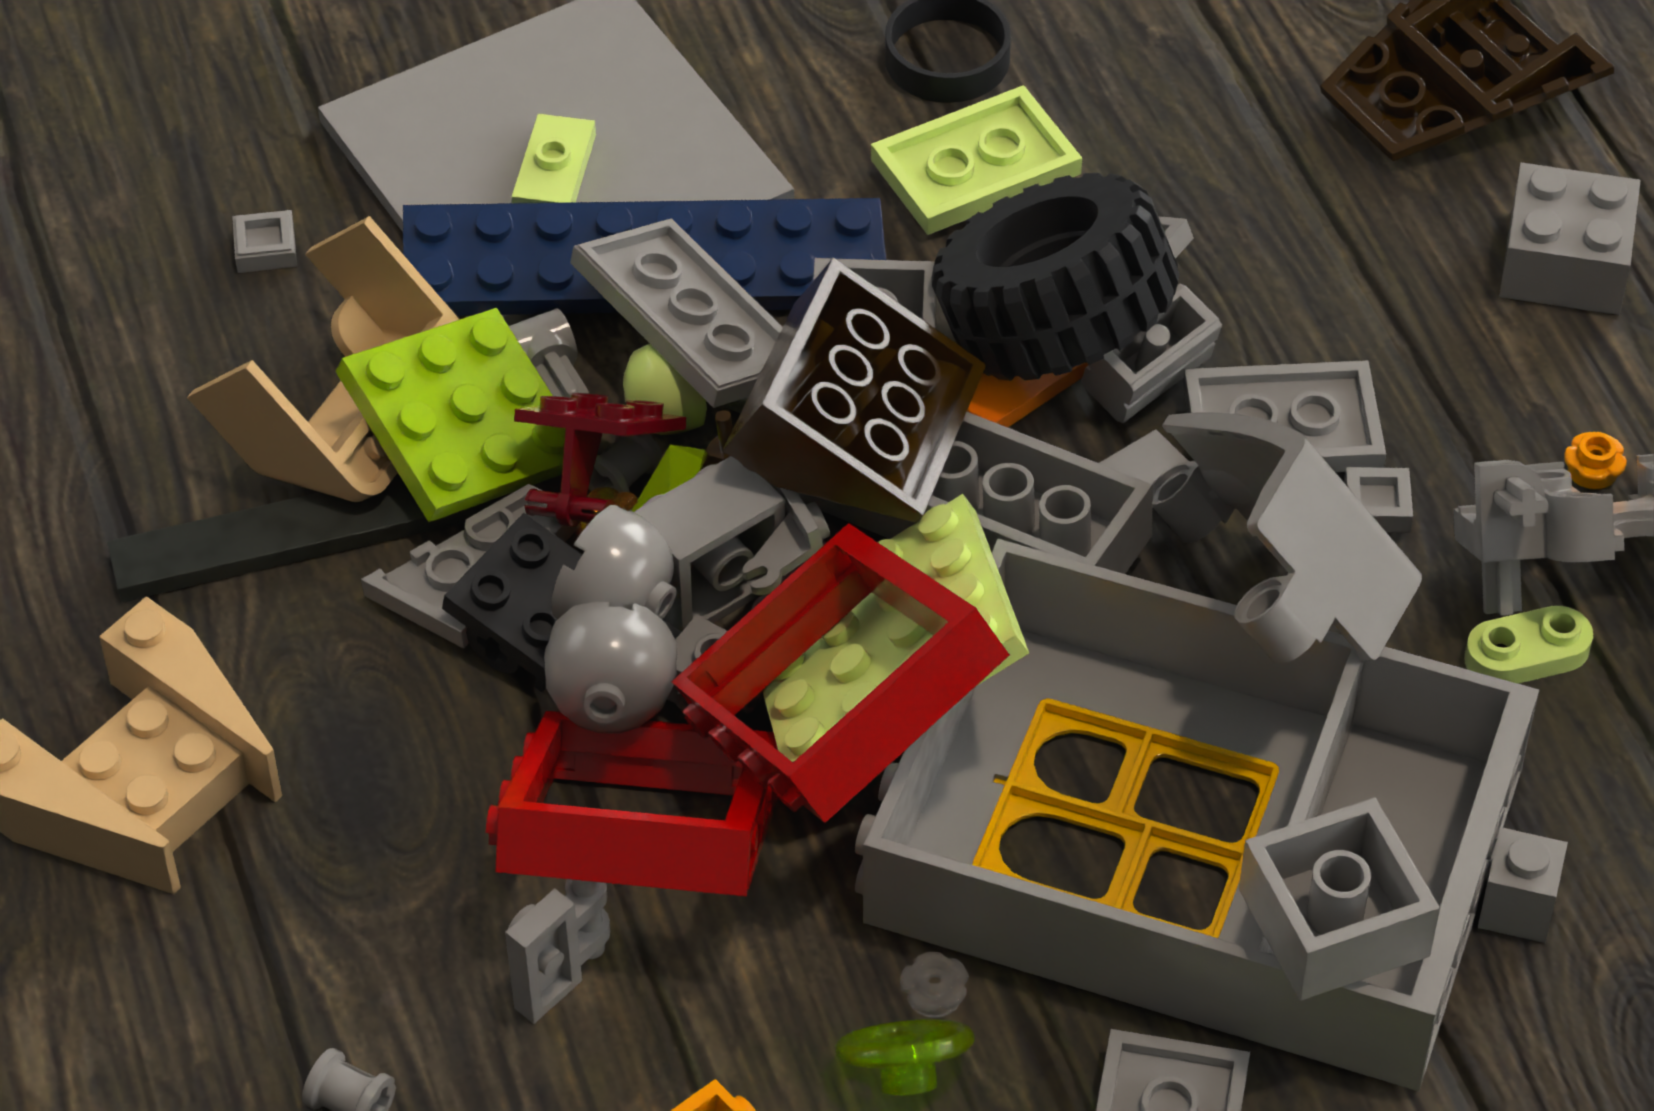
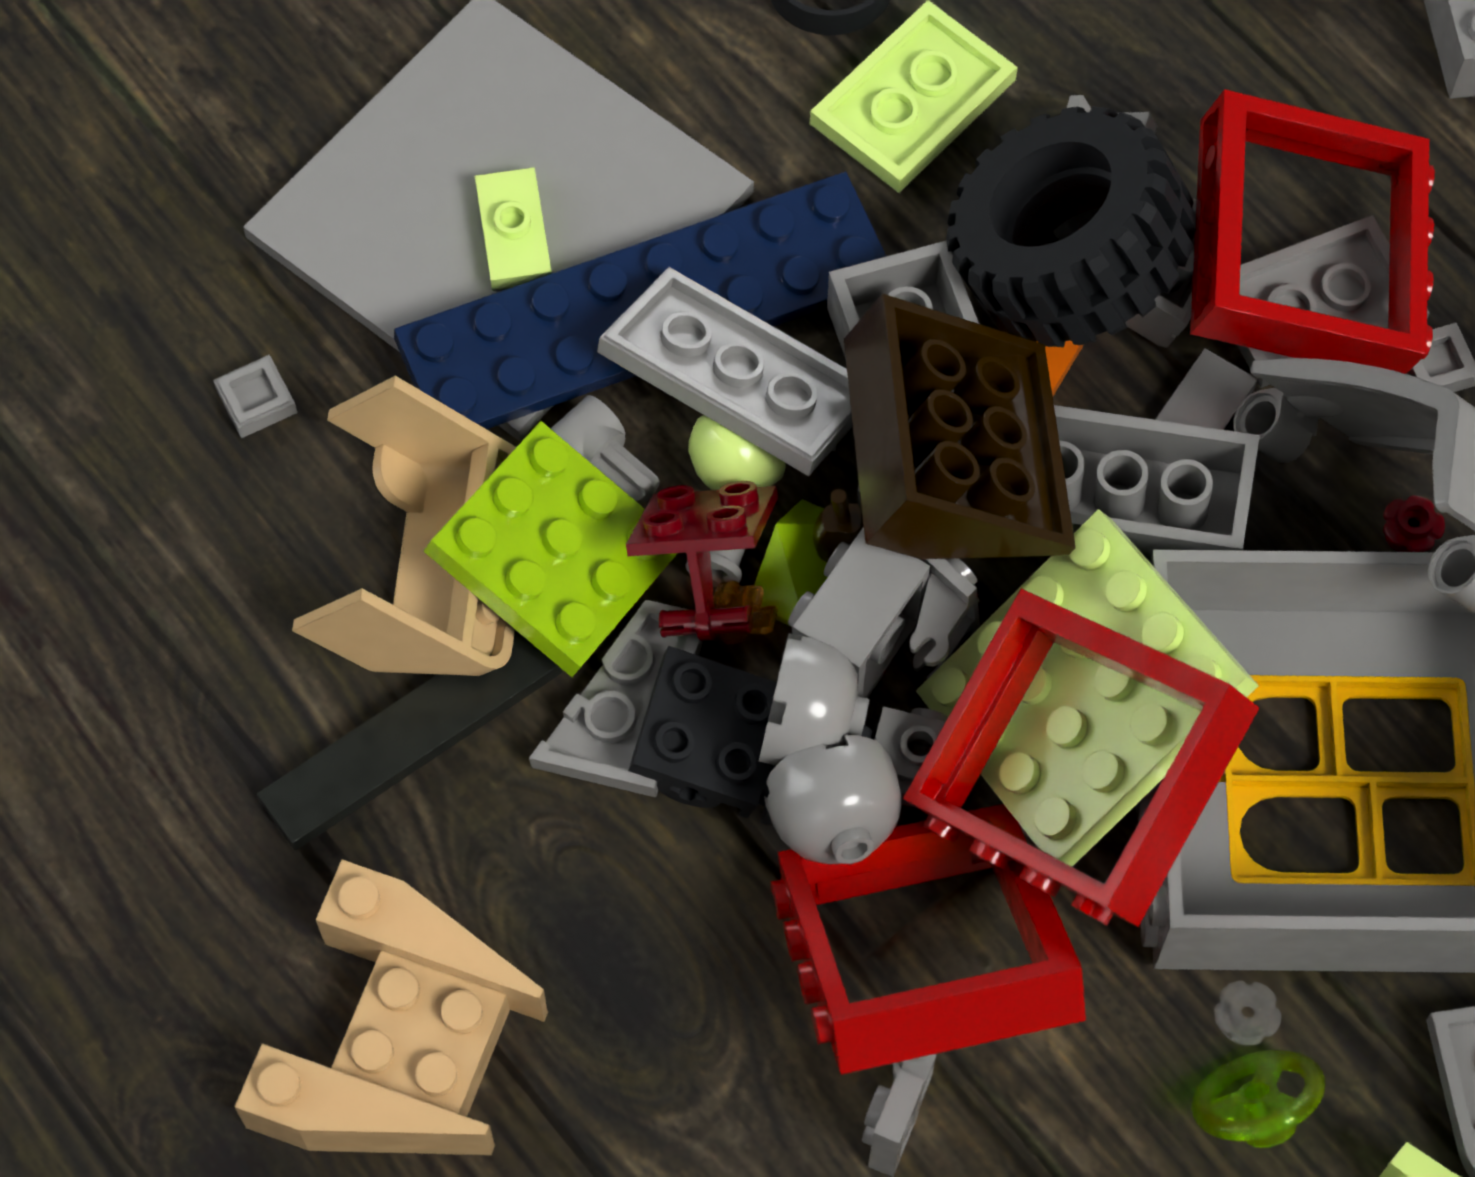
camera: 20 degrees left, 15 degrees up
(1322, 262) = (1290, 331): none -> red window

